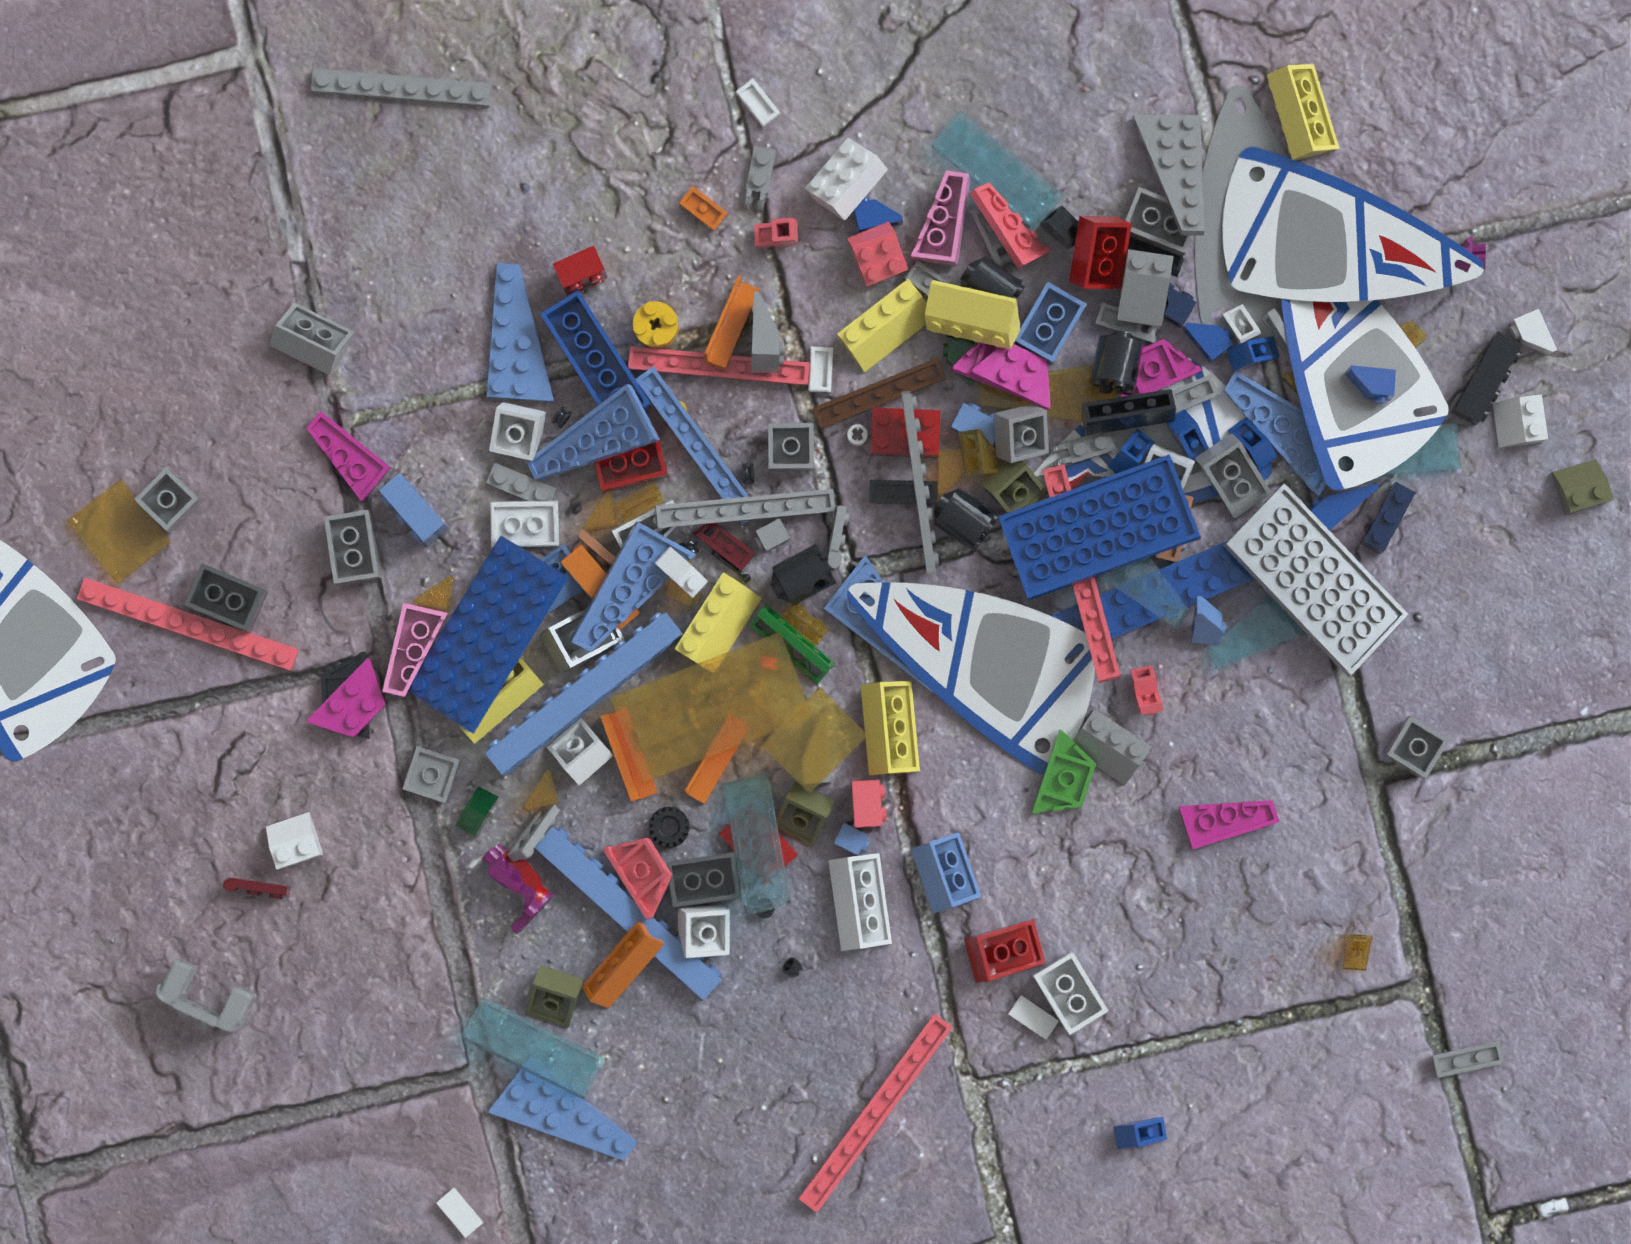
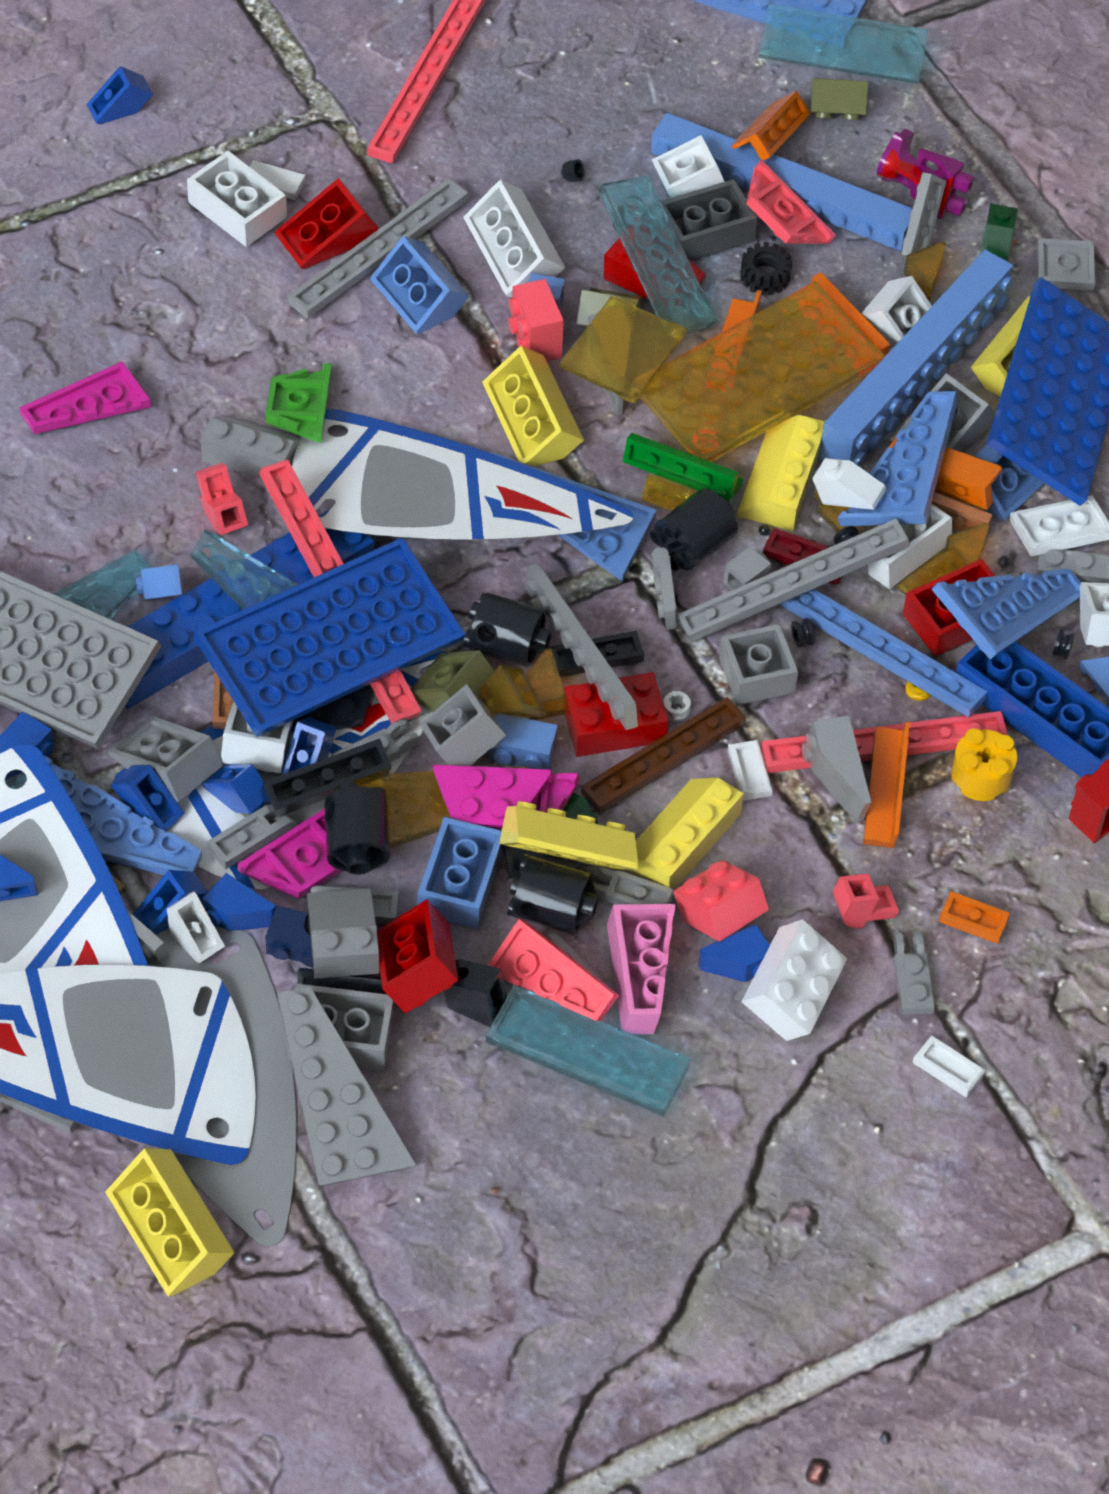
camera: 160 degrees right, 30 degrees down
(967, 922) = (375, 248): none -> light grey plate

